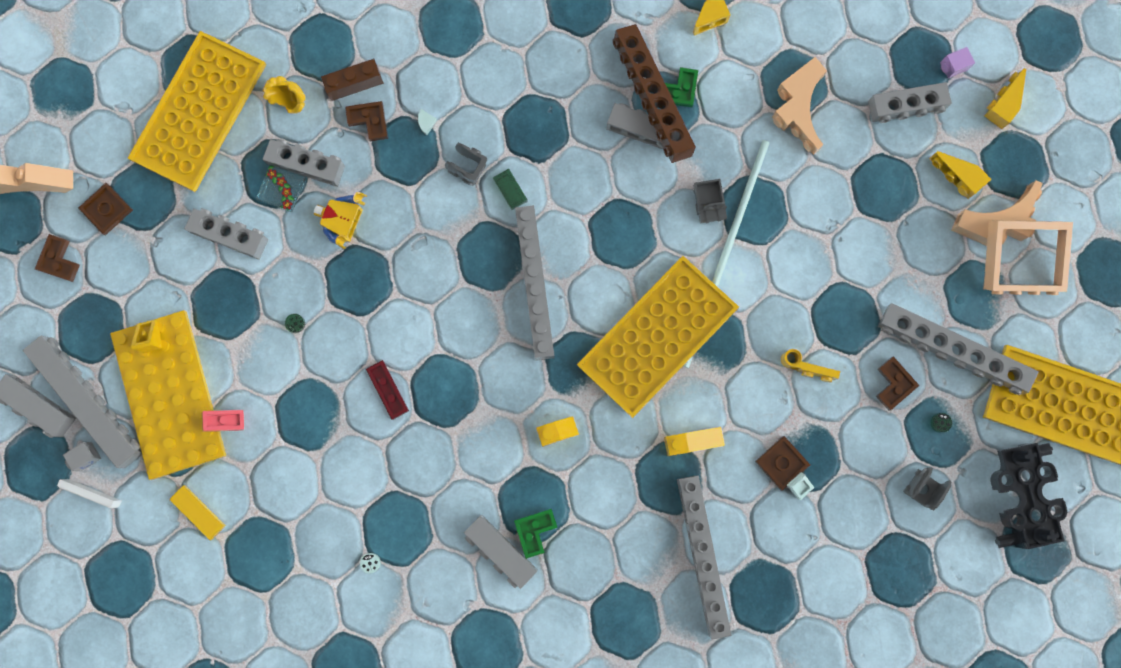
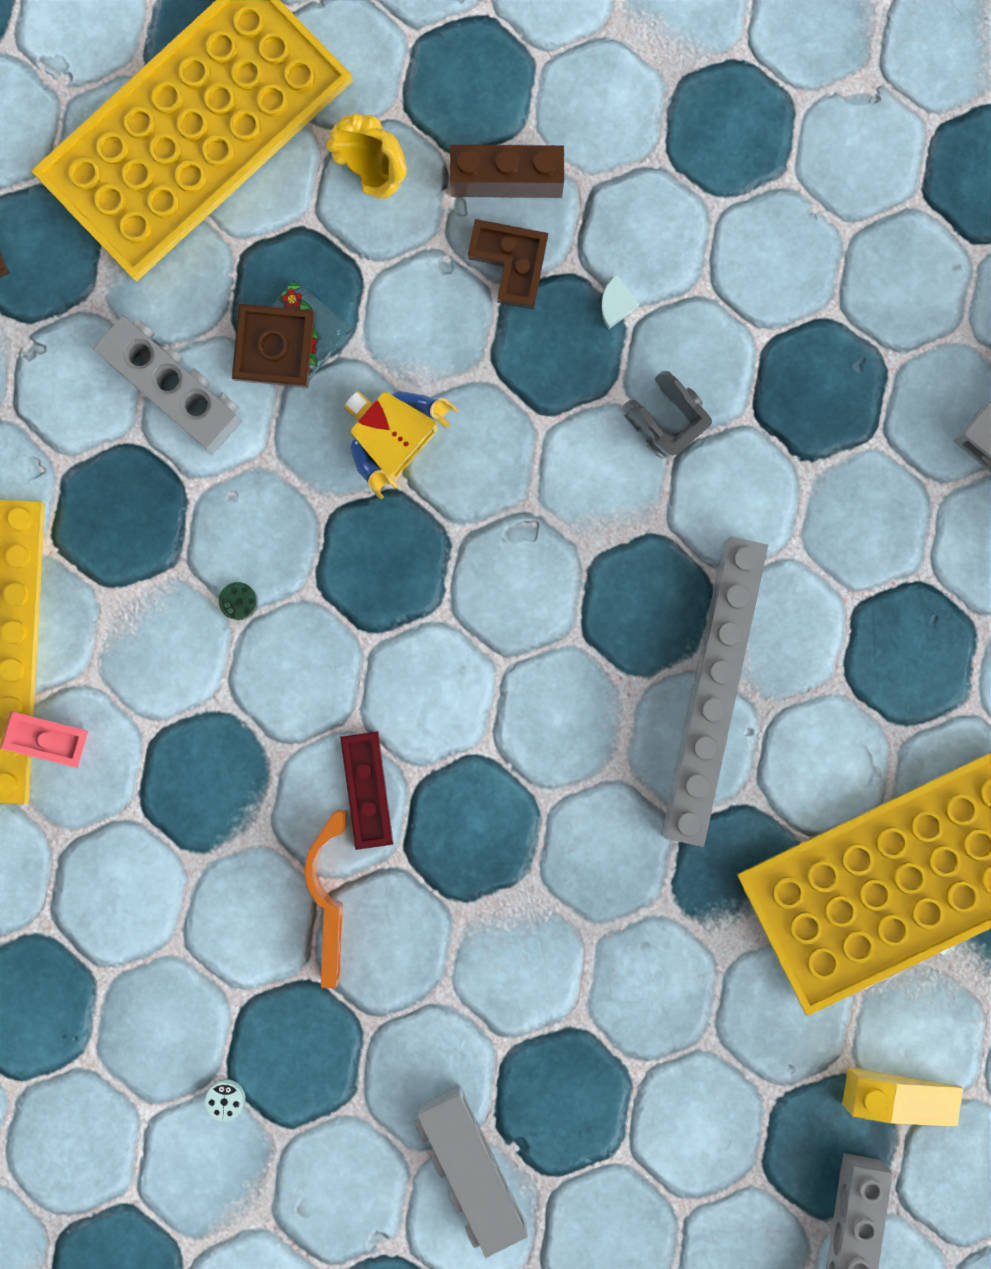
camera: 20 degrees right, 5 degrees up
(270, 198) = (273, 345): none -> reddish brown tile
(275, 156) = (319, 256): light grey brick -> none
(393, 461) = (332, 908): none -> orange piece
(510, 189) = (730, 492): clear green tile -> none
(530, 528) = (540, 1148): green plate -> none
(557, 431) = (654, 986): yellow slope -> none

